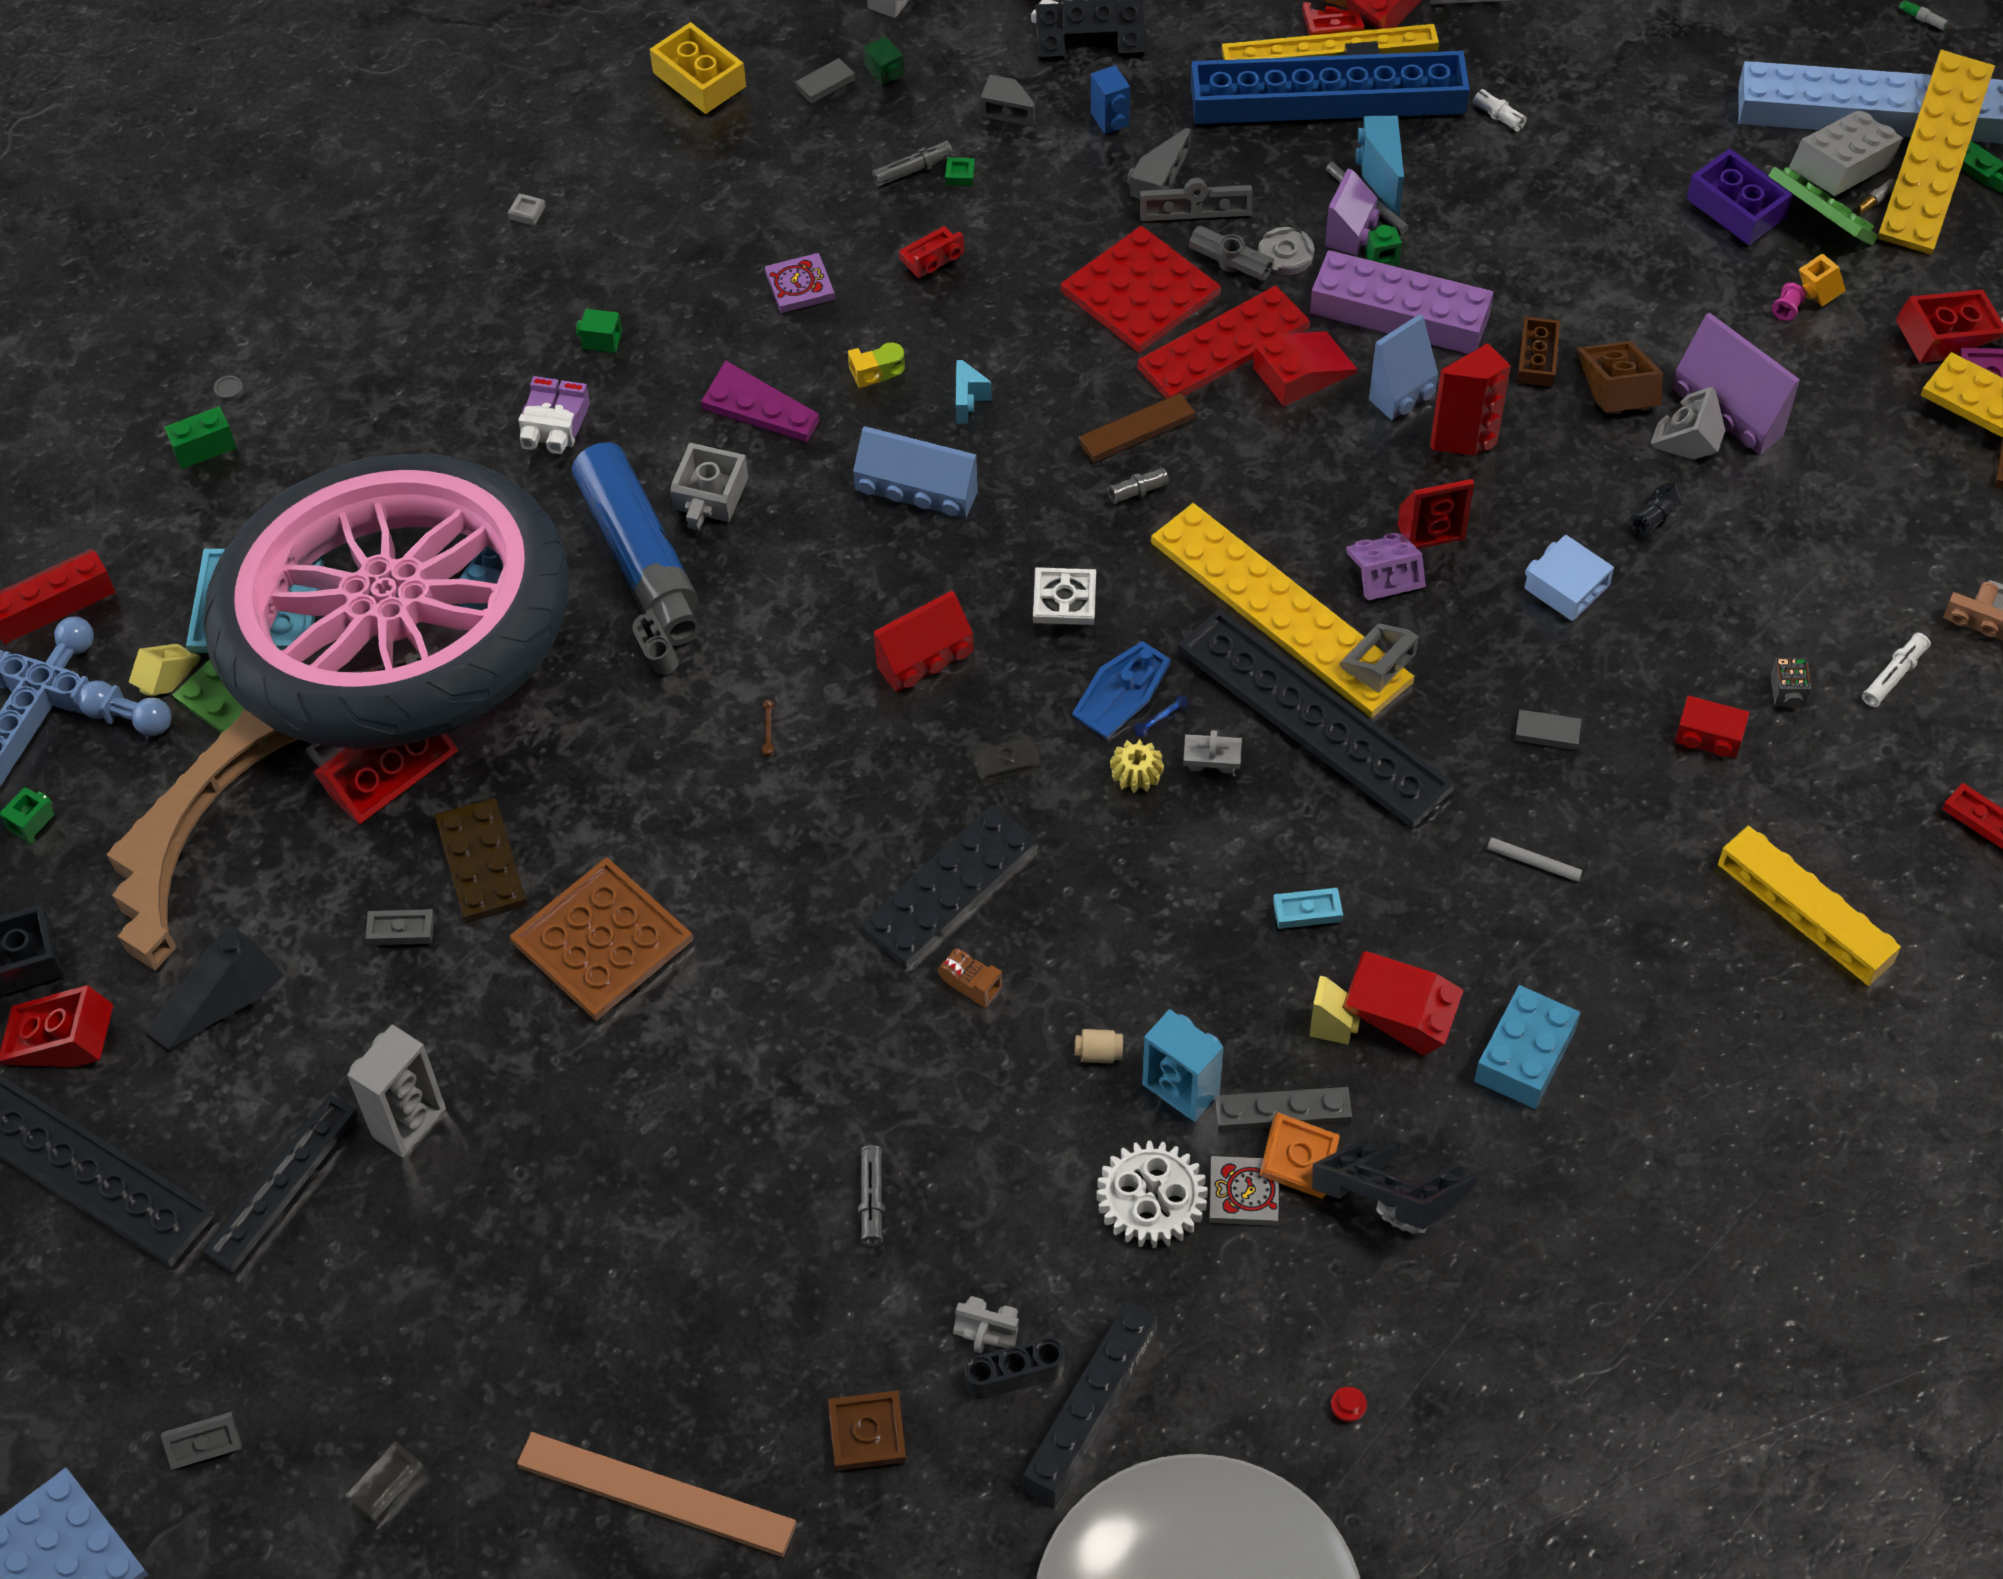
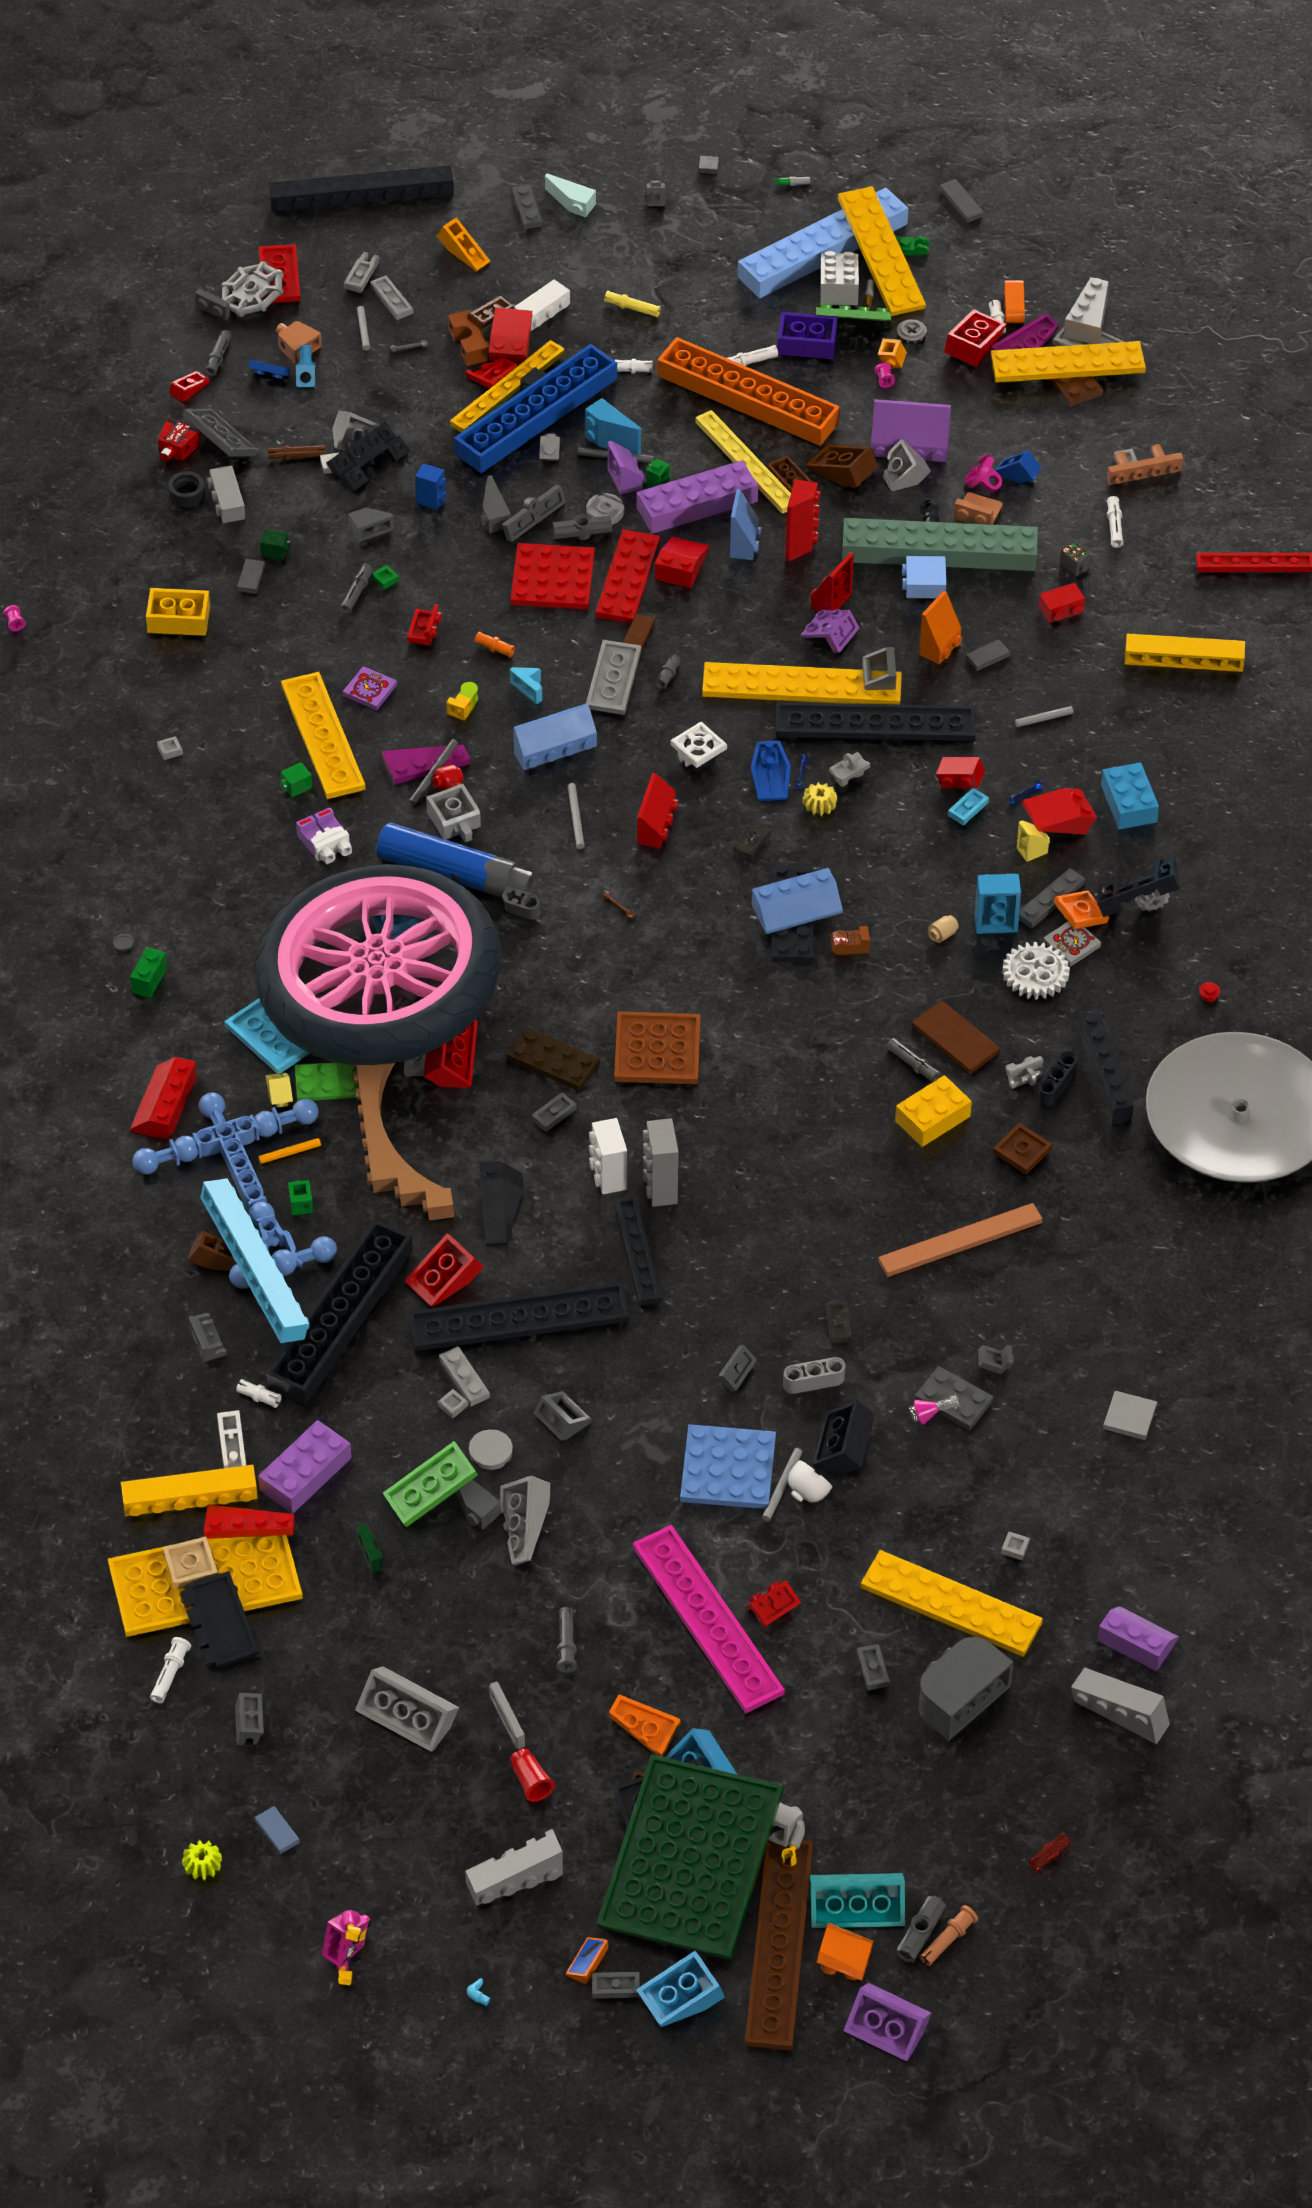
camera: 45 degrees left, 5 degrees down
(92, 751) = (289, 1150): none -> light orange bar
(264, 1517) = (804, 1373): none -> light grey beam
(356, 1022) = (608, 1156): none -> white brick
(686, 302) = (323, 735): none -> yellow plate
(747, 421) = (428, 779): none -> dark grey bar
(754, 439) = (447, 777): none -> red head
(813, 1285) = (933, 1111): none -> yellow brick
(844, 584) = (576, 816): none -> light grey bar
(952, 875) = (796, 901): none -> medium blue slope
(959, 1206) = (956, 1037): none -> reddish brown tile
(984, 322) = (494, 644): none -> orange pin
(1065, 448) = (613, 677): none -> light grey plate
(1299, 141) = (549, 447): none -> light grey bracket
(1338, 856) = (960, 772): none -> red brick
(1432, 943) = (1038, 784): none -> clear blue hinge
(1504, 652) = (939, 630): none -> orange slope
(1510, 288) = (737, 451): none -> light yellow plate
(1570, 34) = (624, 301): none -> light yellow pin
(1597, 220) = (748, 391): none -> orange brick
(1643, 553) = (960, 543): none -> sand green brick
(1653, 184) = (755, 356): none -> white pin
(1729, 538) = (976, 509): none -> nougat bracket
(1780, 495) = (981, 473): none -> dark pink tile
(1839, 521) = (1019, 468): none -> blue slope
(1889, 263) = (911, 325): none -> light grey gear

